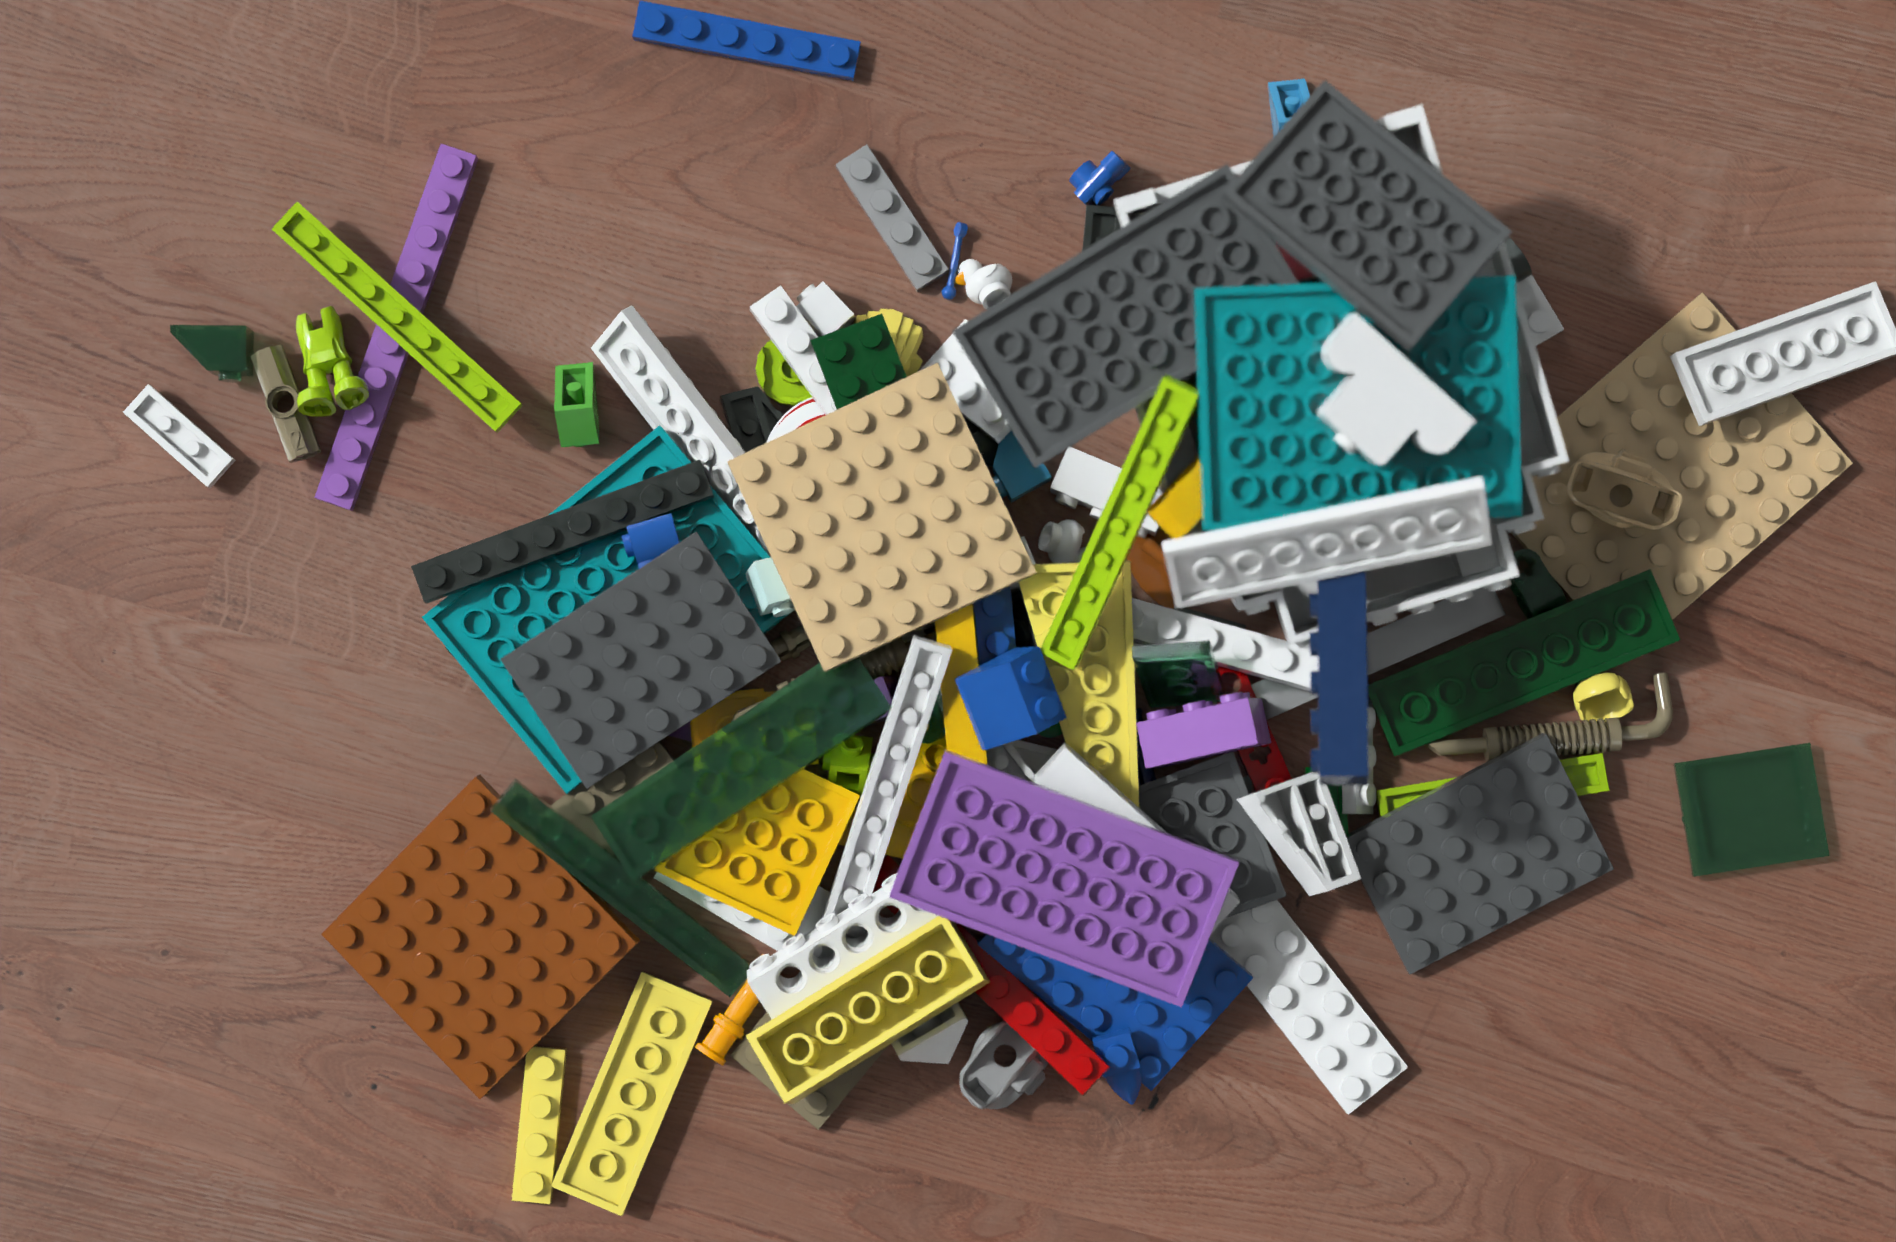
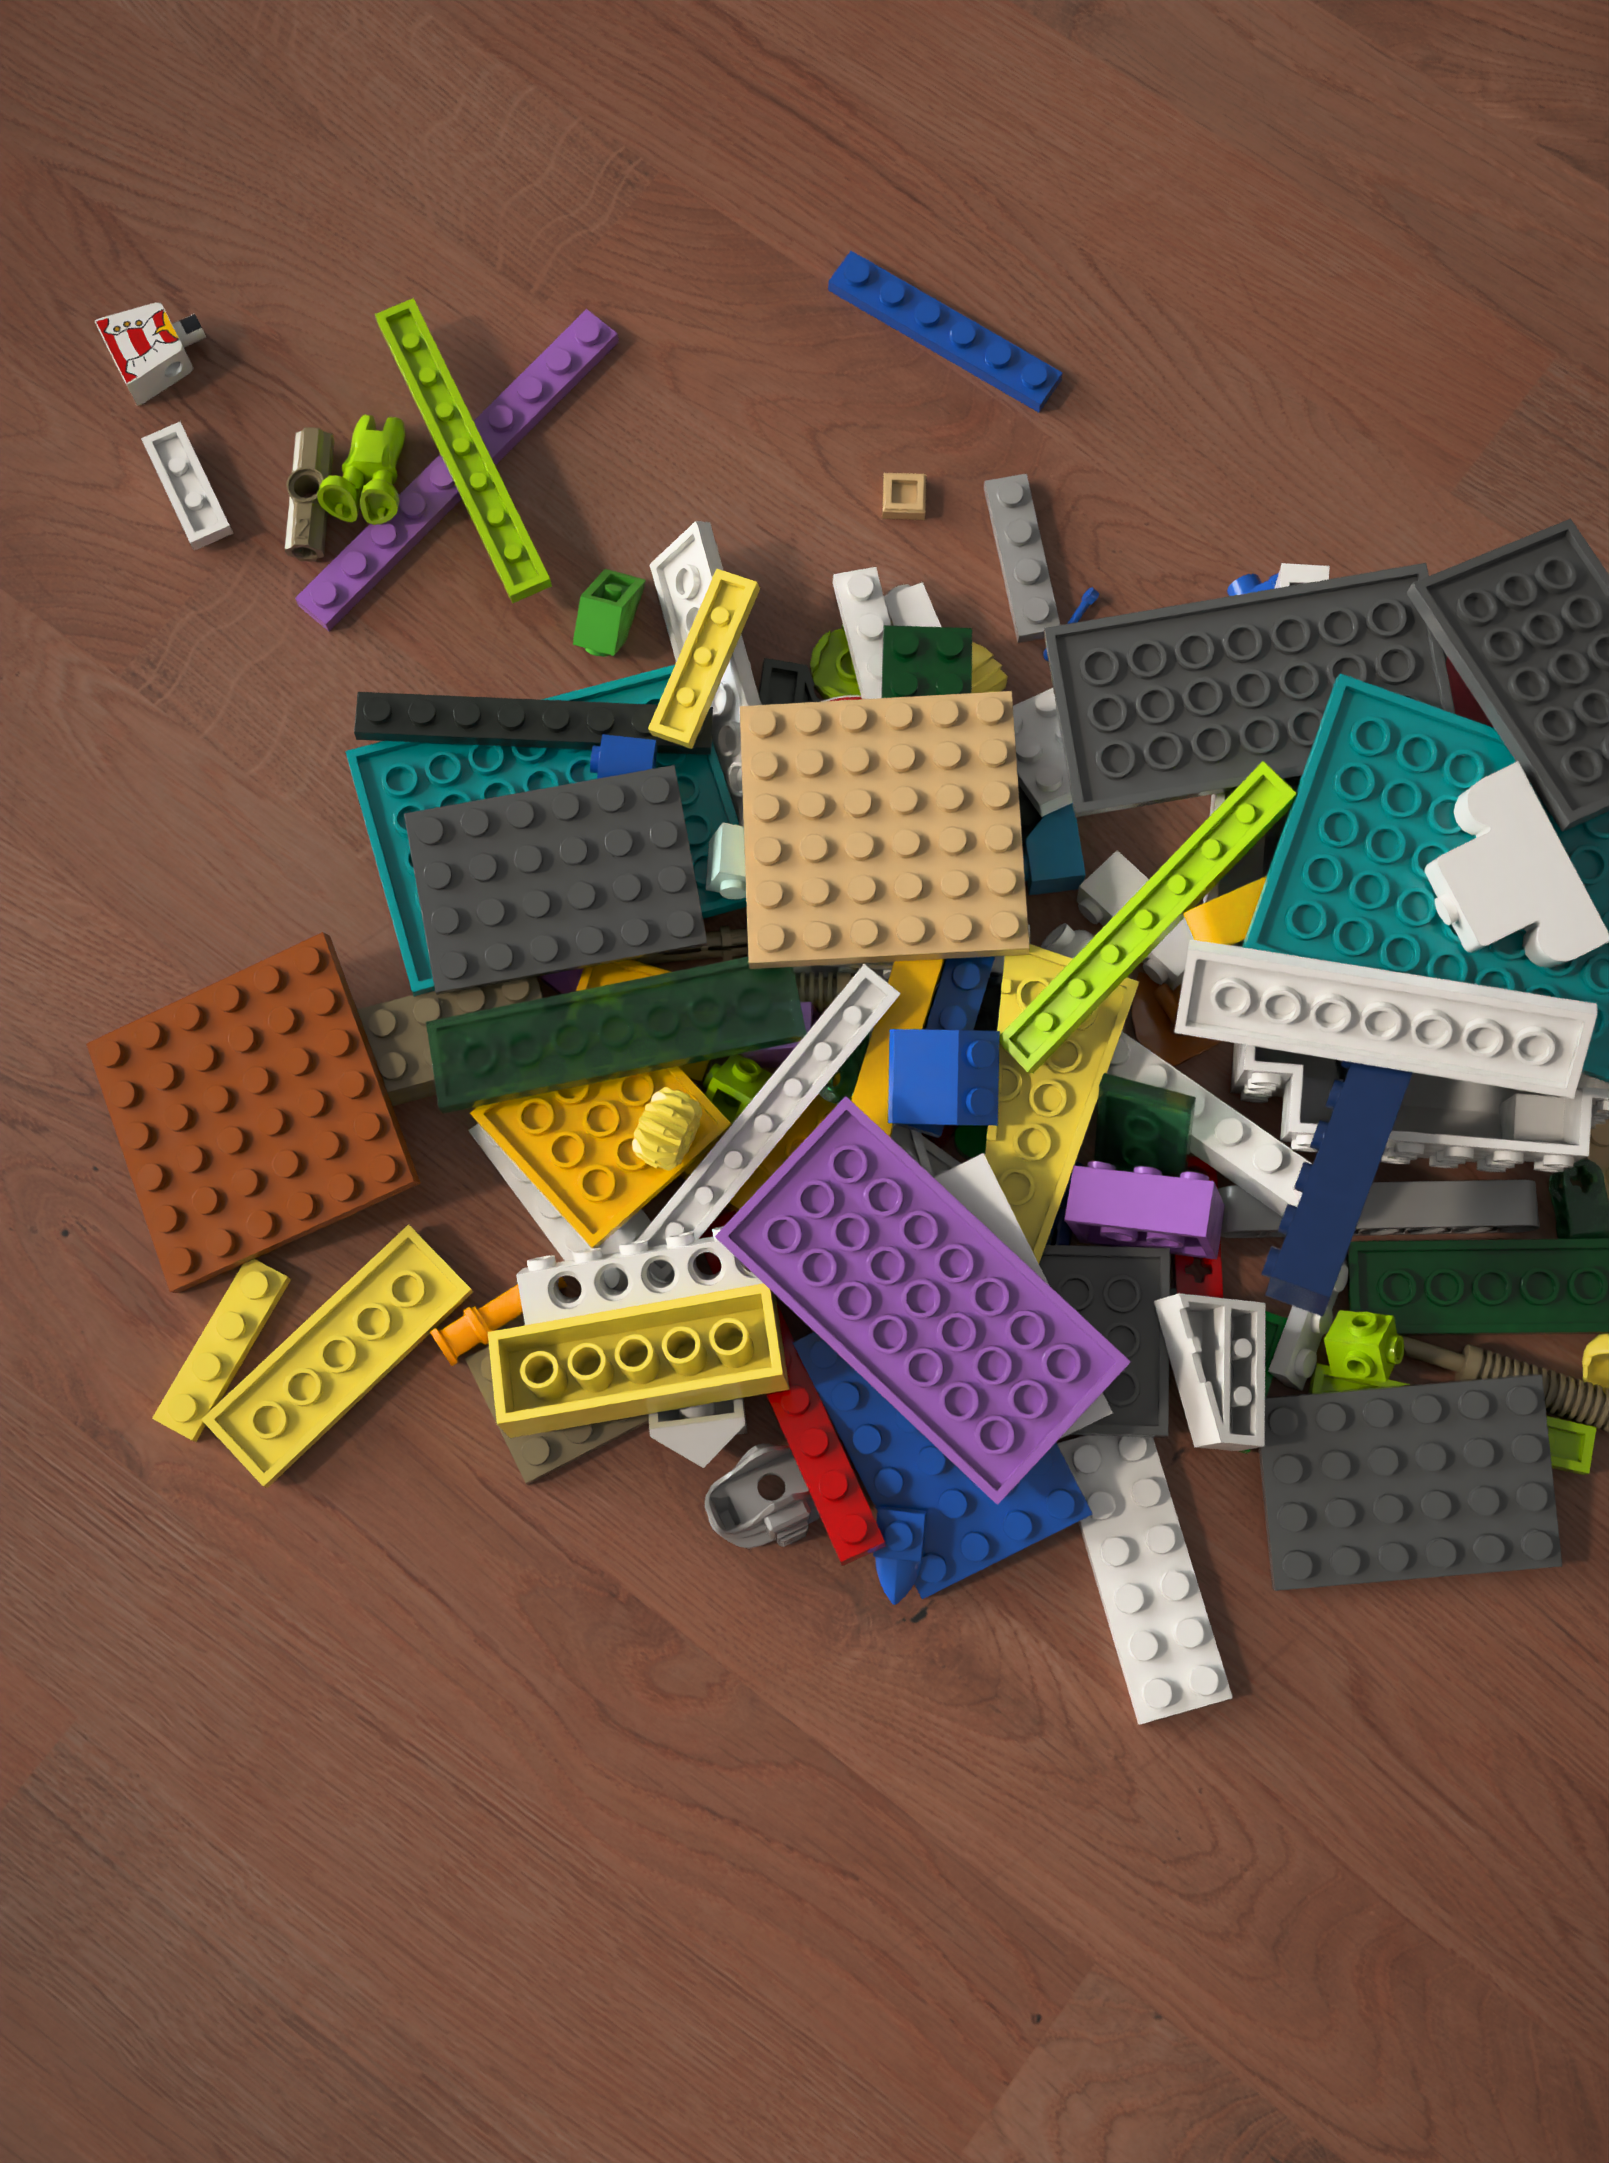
camera: 25 degrees right, 10 degrees down
(90, 328) = (149, 348): none -> torso
(219, 348) = (269, 414): clear green slope -> none
(609, 880) = (416, 1104): clear green plate -> none
(680, 429) = (704, 658): none -> light yellow plate
(773, 202) = (904, 496): none -> tan tile
(815, 825) = (667, 1128): none -> light yellow gear
(1406, 766) = (1363, 1346): none -> lime brick

